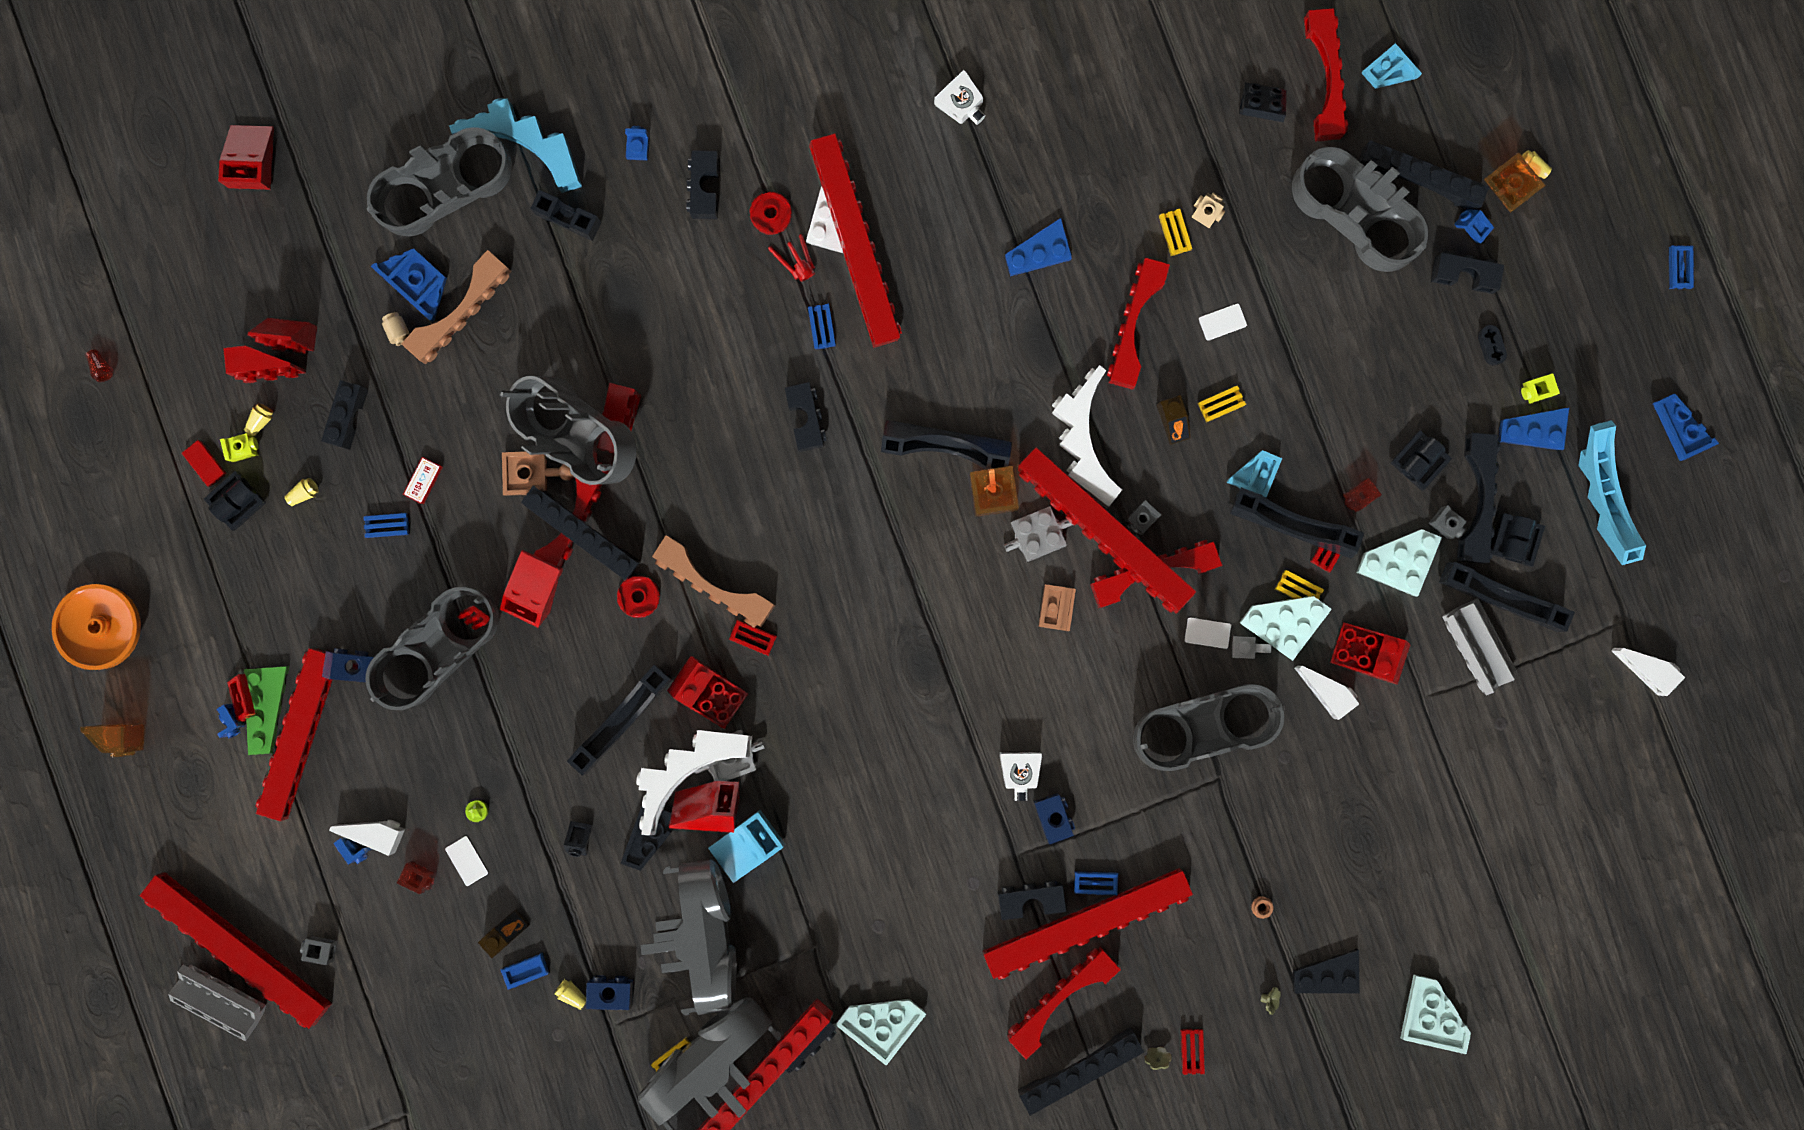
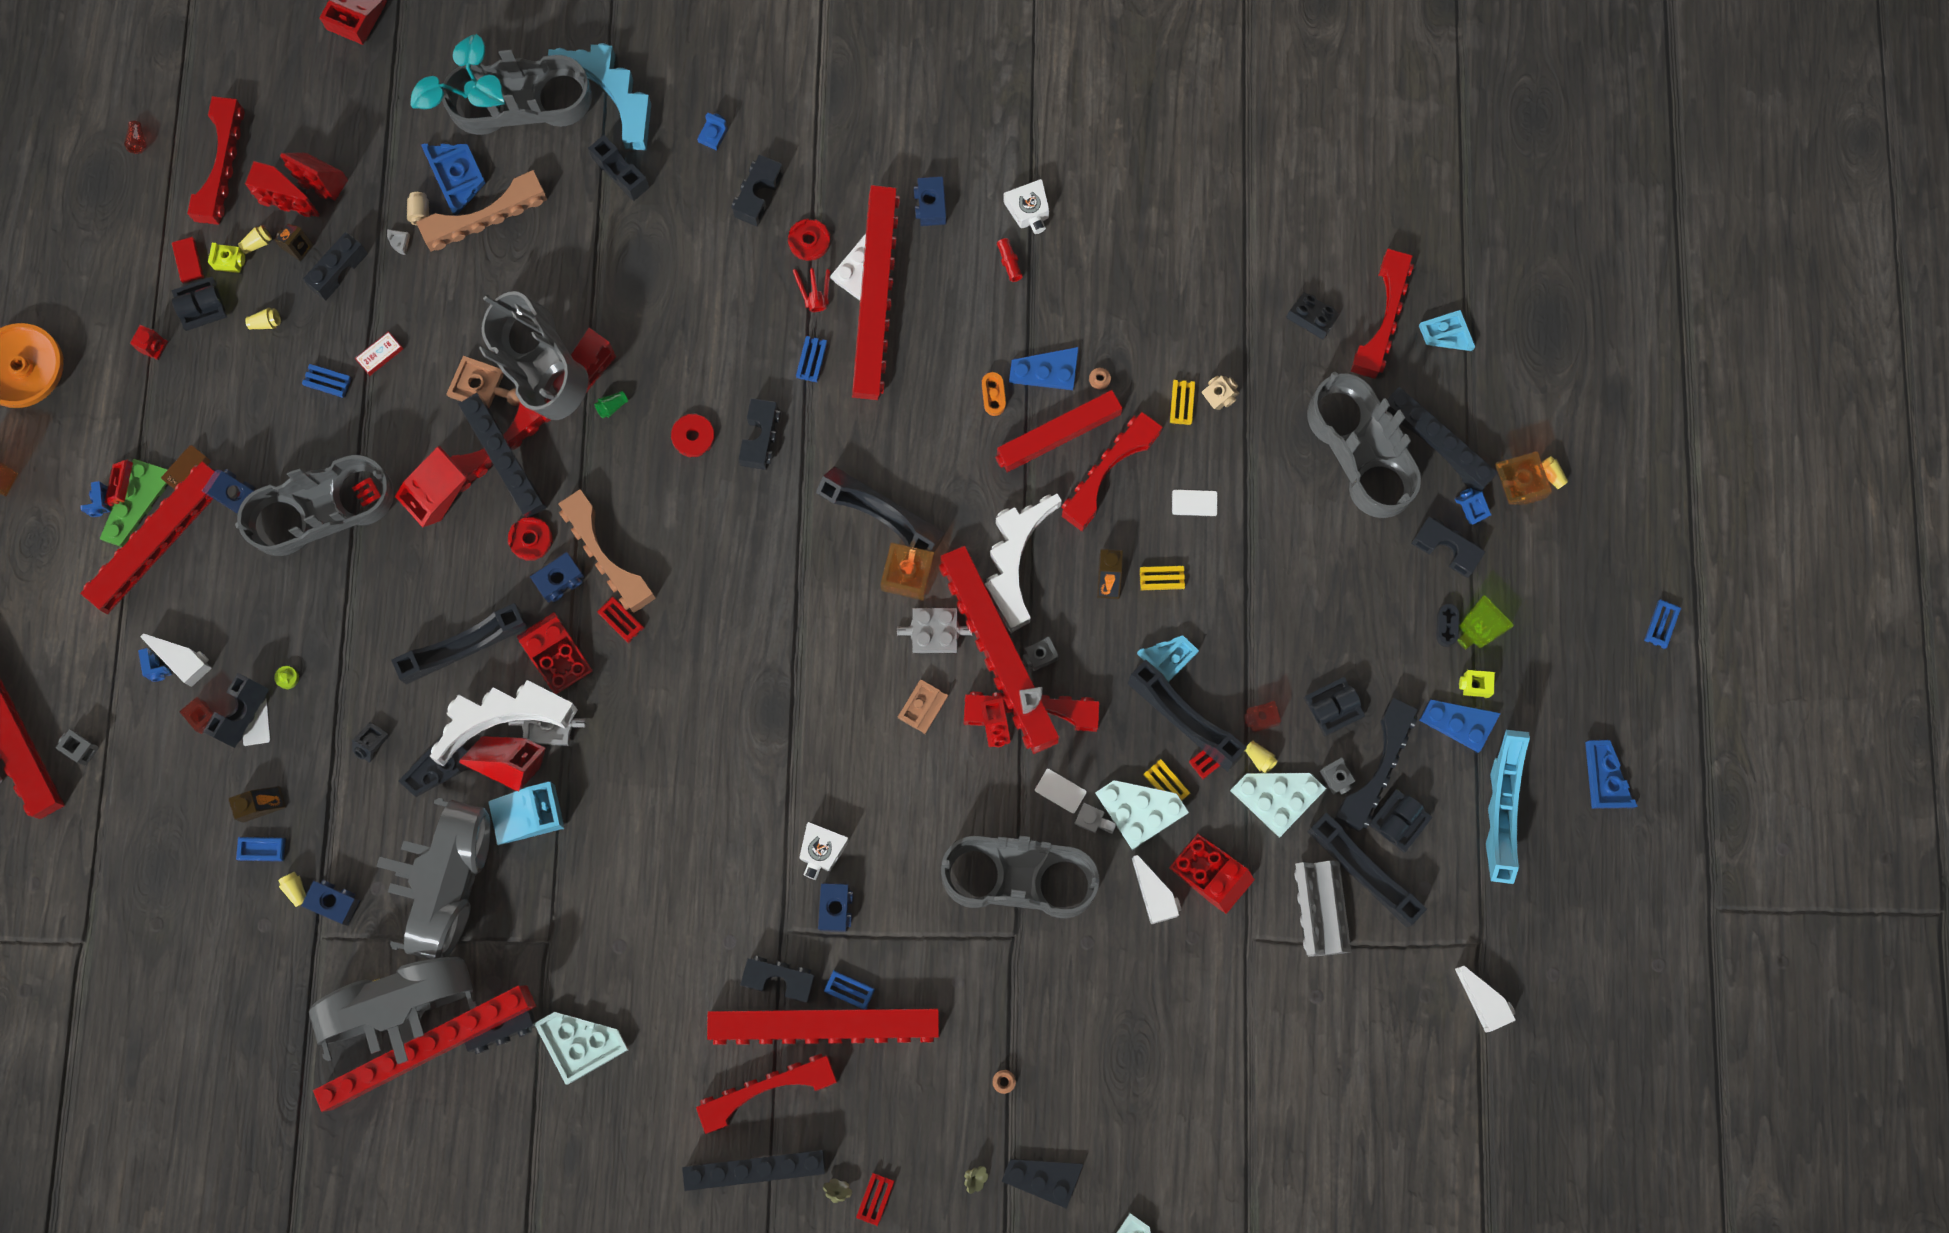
camera: 20 degrees right, 10 degrees down
(197, 399) = (208, 202): none -> red arch
(206, 556) = (148, 342): none -> red brick
(293, 657) = (182, 466): none -> reddish brown sticker
(295, 407) = (294, 241): none -> dark brown slope
(391, 366) = (398, 240): none -> light grey tile
(411, 197) = (481, 92): none -> teal plant
(449, 877) = (248, 698): none -> black arch
(655, 445) = (610, 404): none -> green cone
(669, 628) = (561, 566): none -> dark blue brick
(739, 430) = (690, 423): none -> red tile
(867, 119) = (932, 213): none -> dark blue brick
(964, 159) = (1009, 260): none -> red pin
(1001, 294) = (993, 395): none -> orange plate
(1075, 305) = (1058, 431): none -> red brick
(1092, 246) = (1099, 384): none -> nougat plate
(1130, 597) = (995, 722): none -> red bracket
(1157, 567) = (1030, 699): none -> light grey tile
(1374, 532) = (1261, 757): none -> light yellow cone
(1524, 332) = (1483, 624): none -> clear neon green torso

